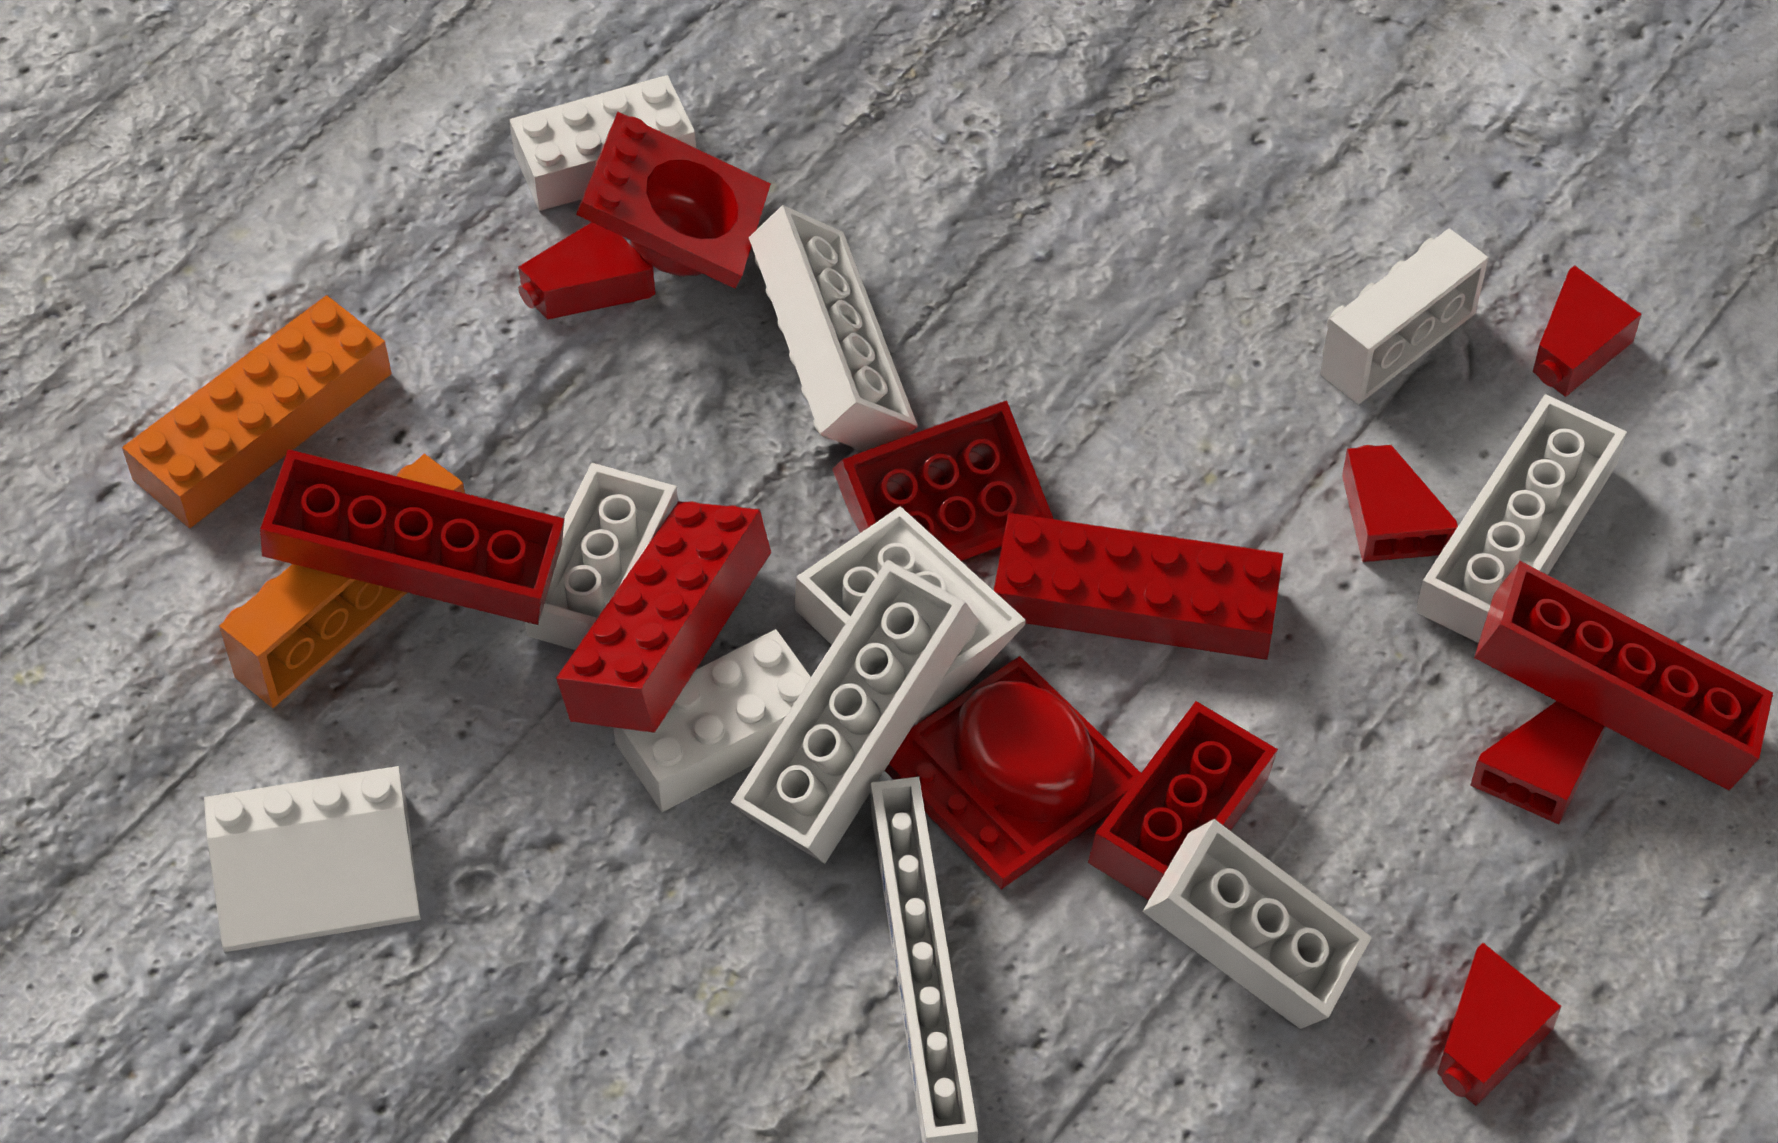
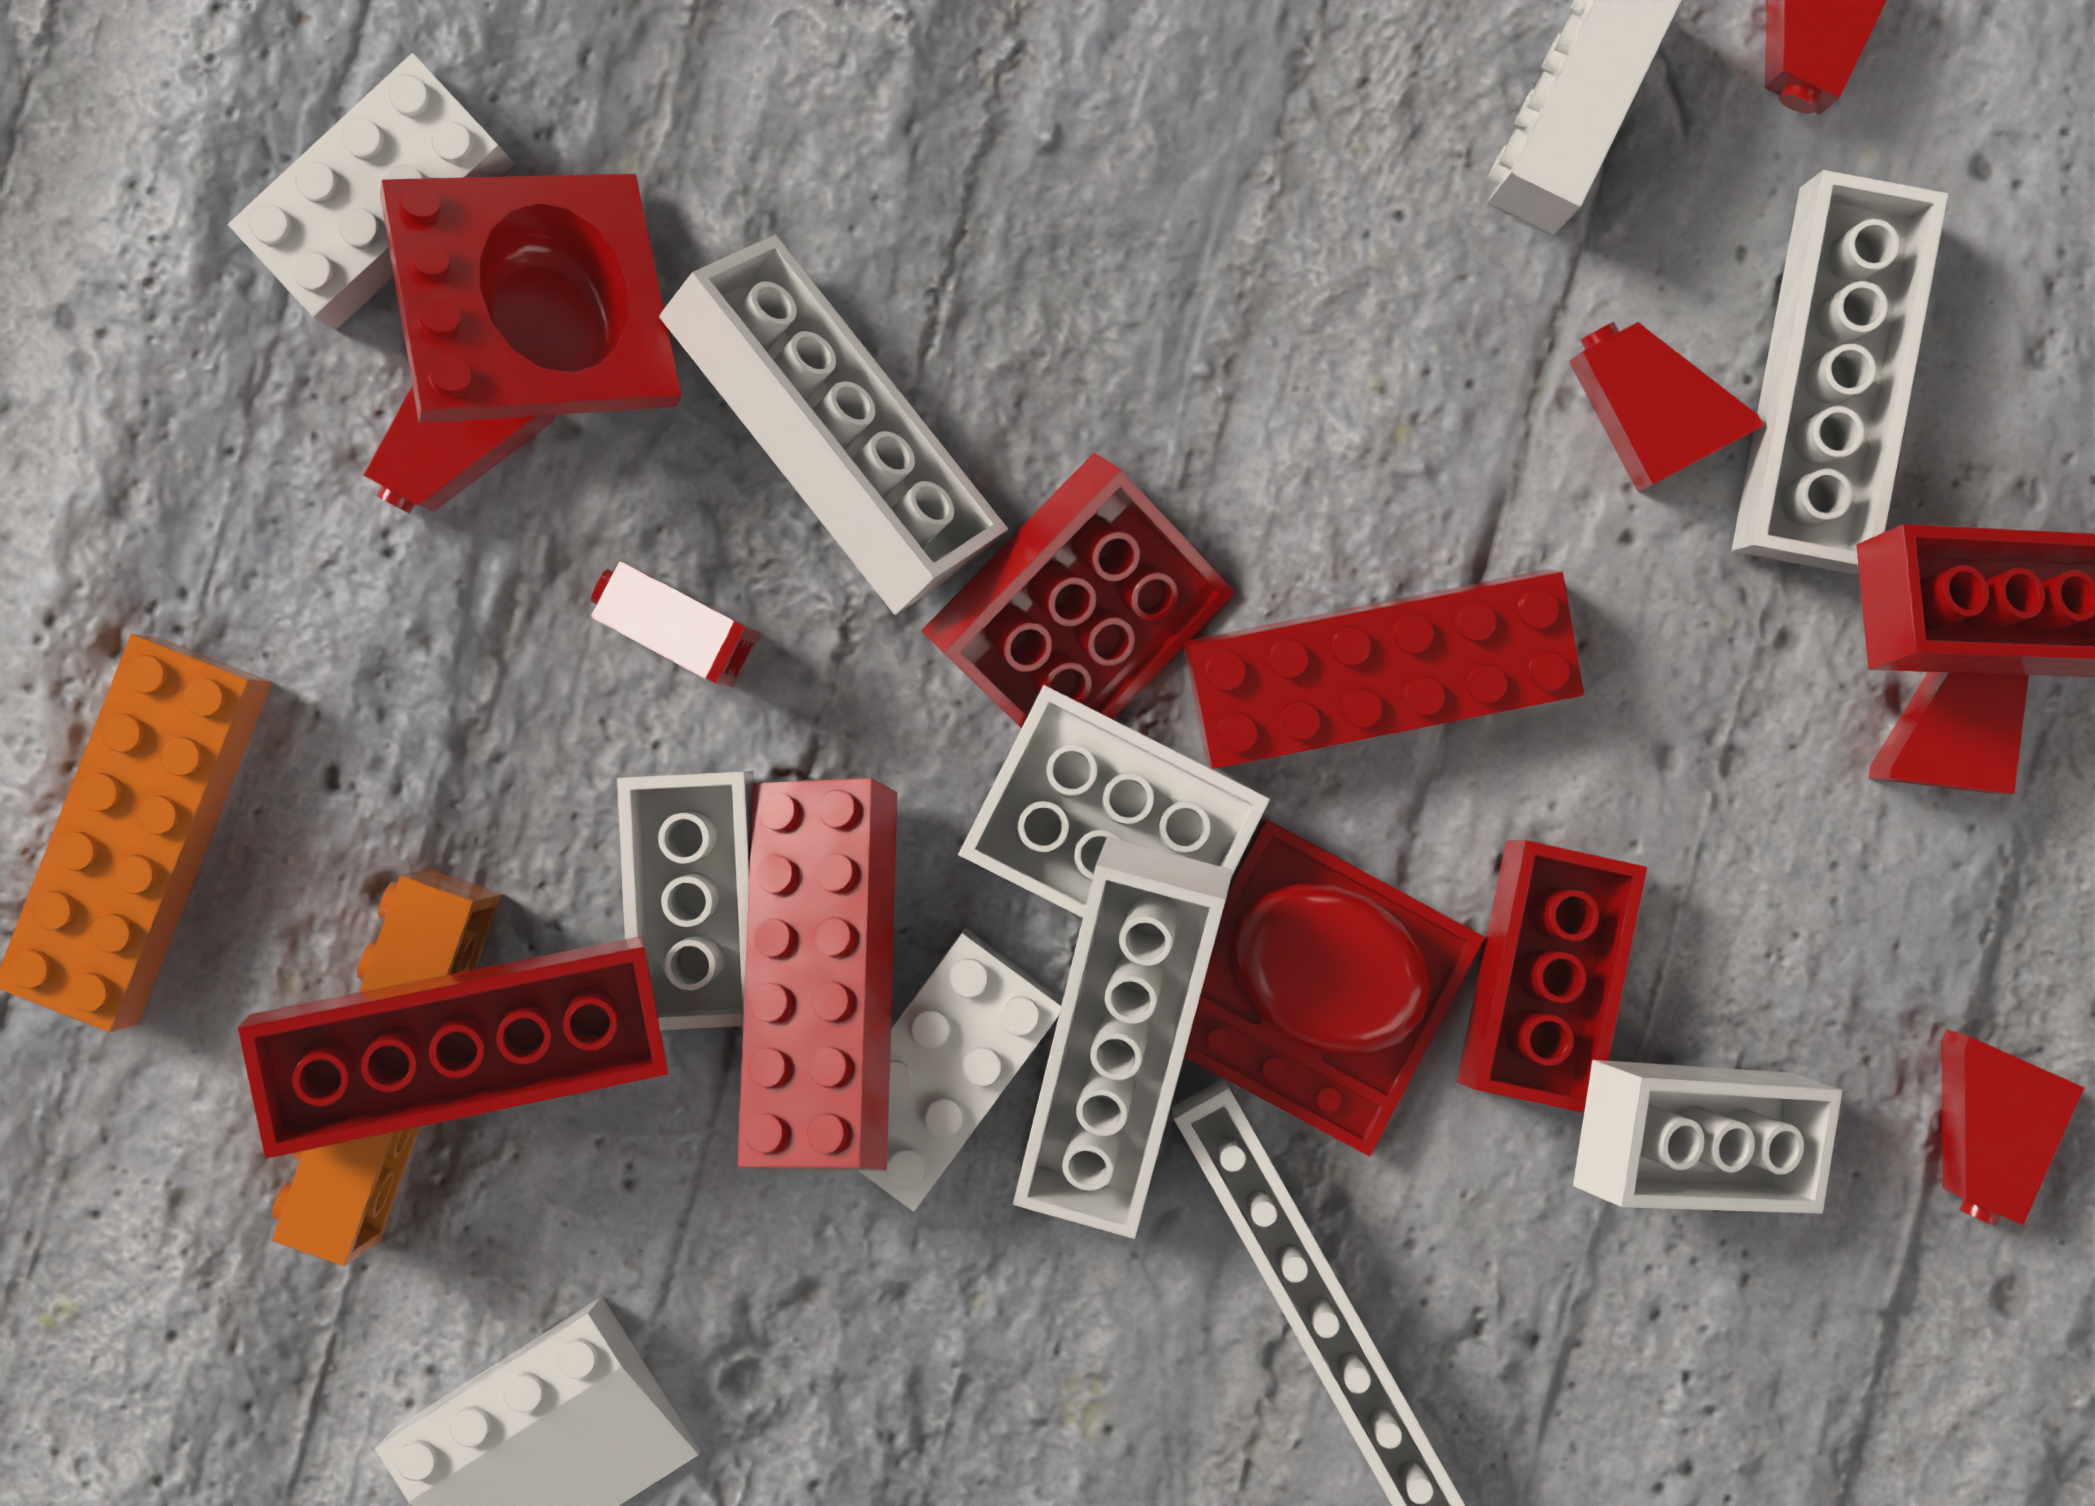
camera: 25 degrees left, 35 degrees up
(675, 412) = (673, 624): none -> slope

